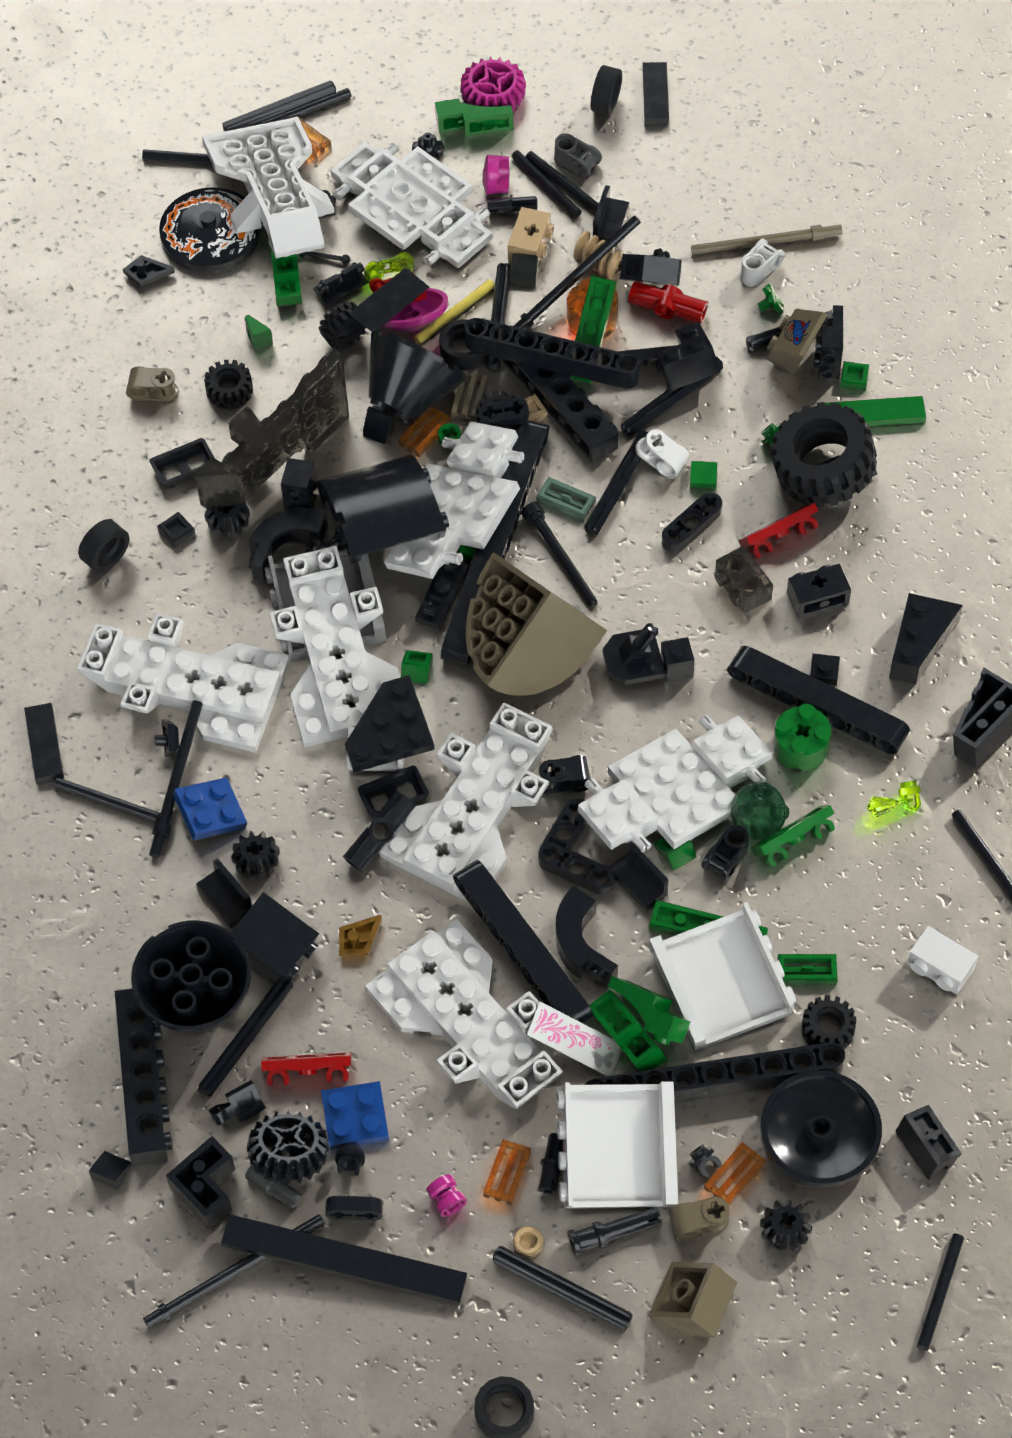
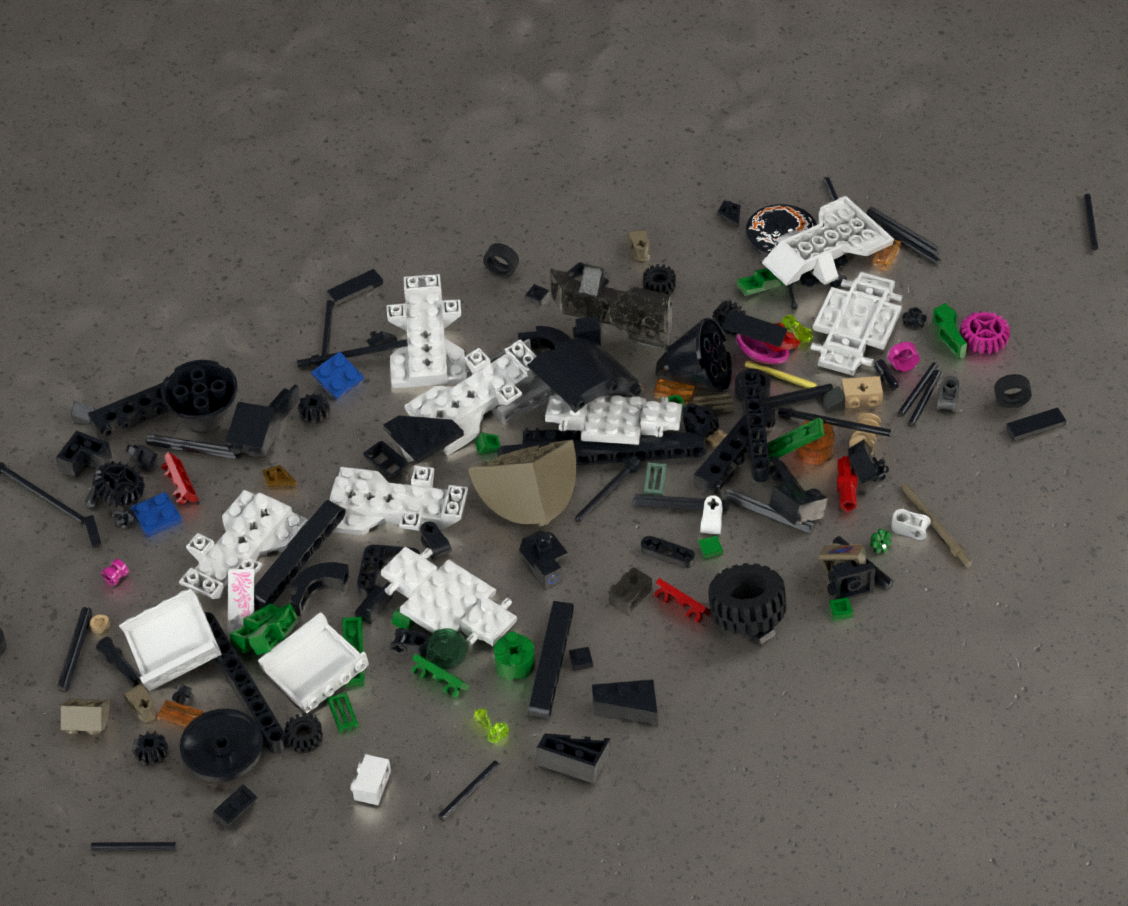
camera: 70 degrees right, 10 degrees down
(227, 518) = (553, 316): black gear -> none
(258, 333) = (705, 280): green slope -> none
(341, 284) = (770, 310): black hinge -> none
(344, 1259) = (57, 538): black tile -> none
(367, 845) = (361, 460): black piece -> none
(499, 1194) = (142, 602): clear orange tile -> none
(609, 215) = (905, 428): black panel -> none
(818, 590) = (640, 635): black brick -> none
(889, 410) = (812, 627): green tile -> none

